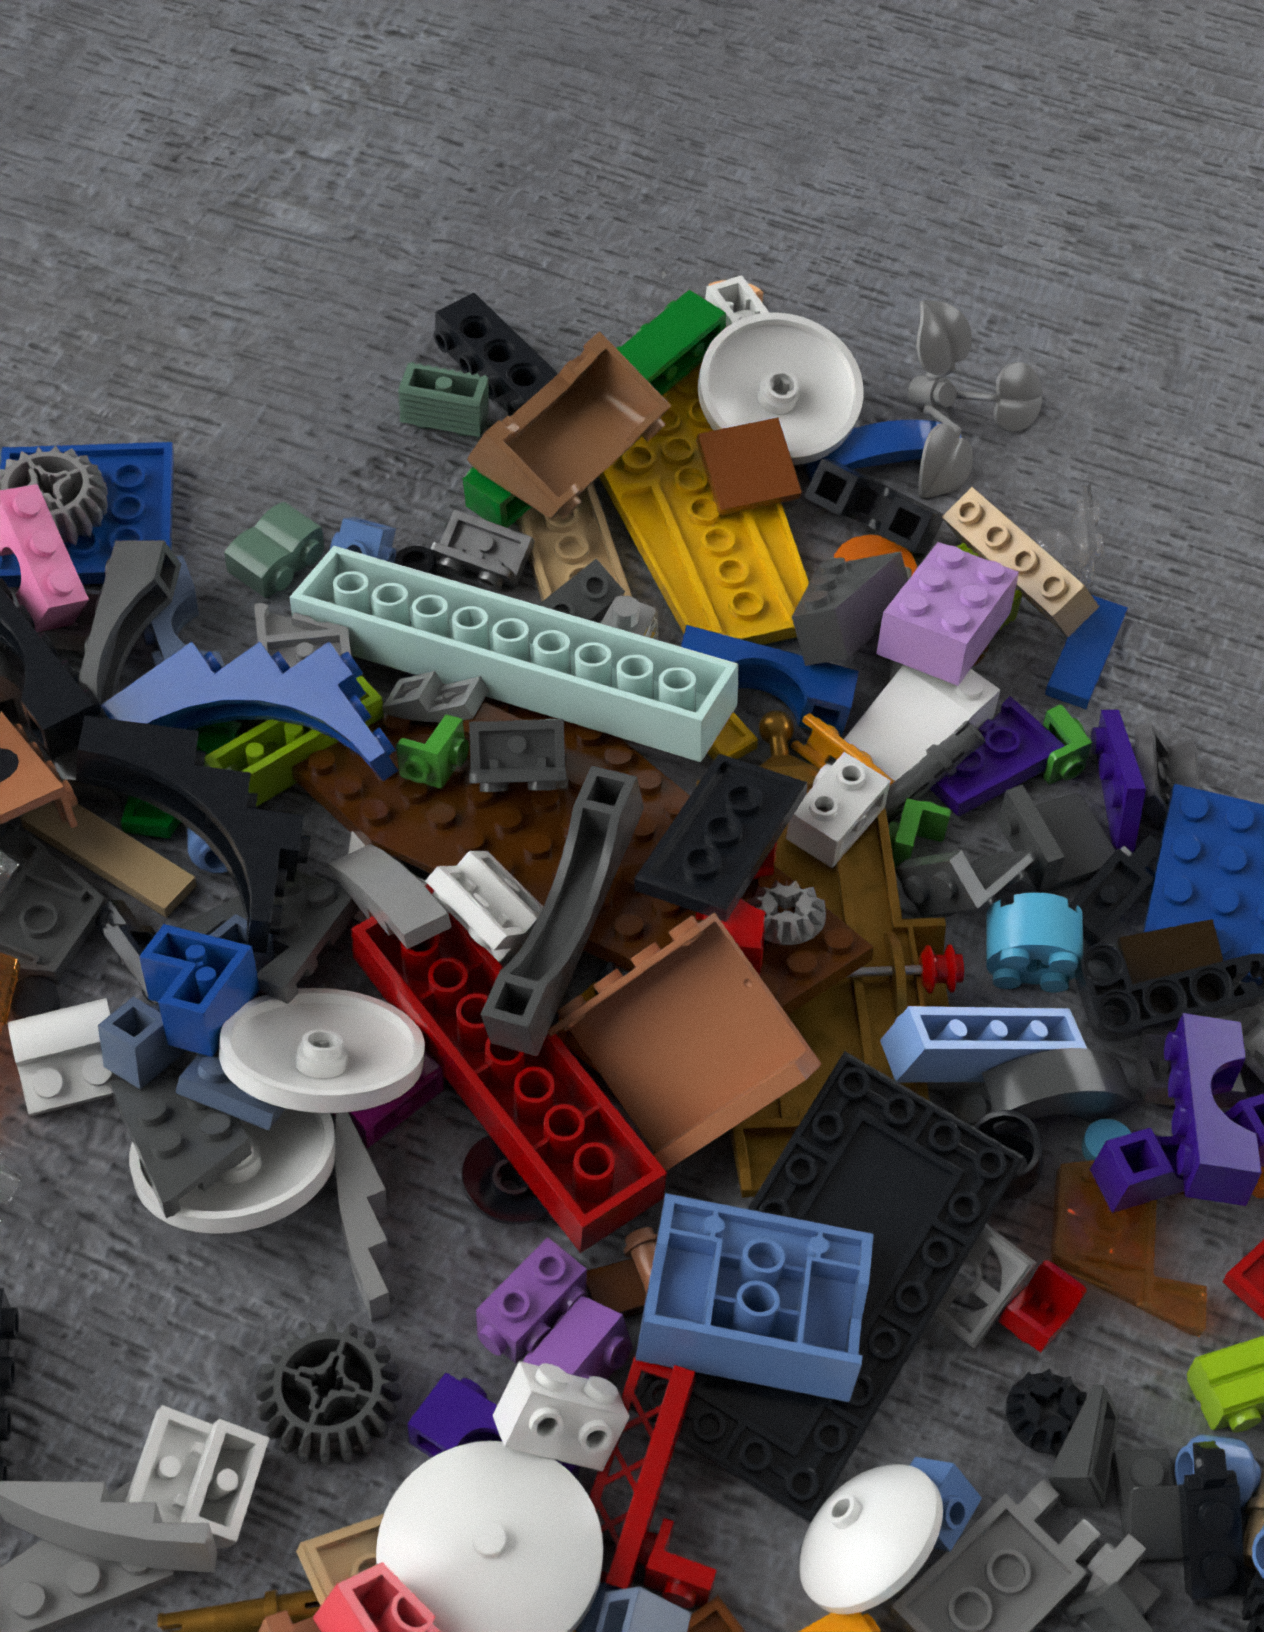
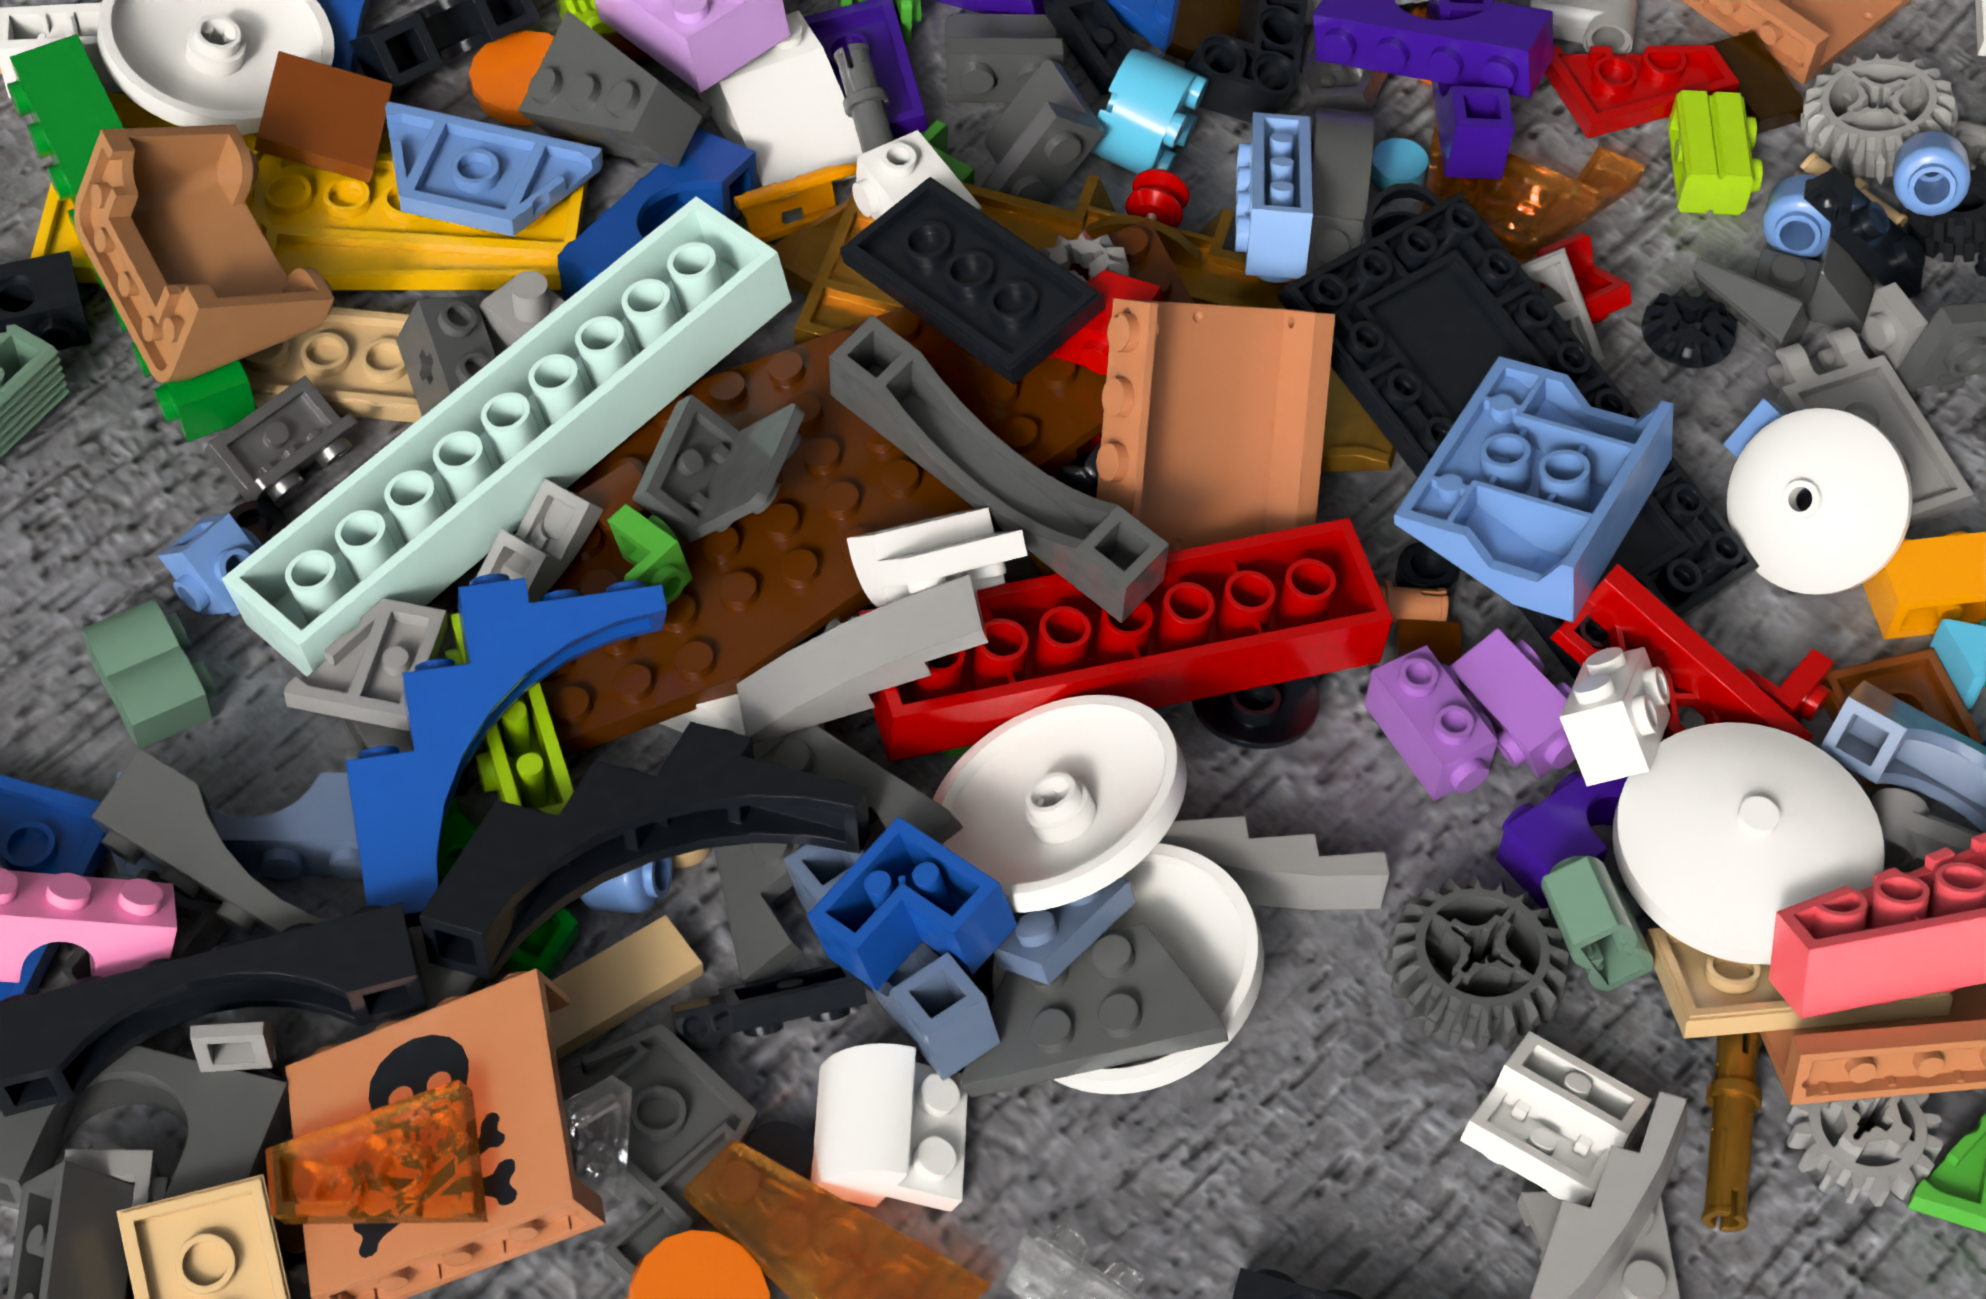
camera: 70 degrees left, 0 degrees up
(372, 1453) = (1596, 922): none -> sand green brick
(750, 564) = (481, 170): none -> medium blue wing

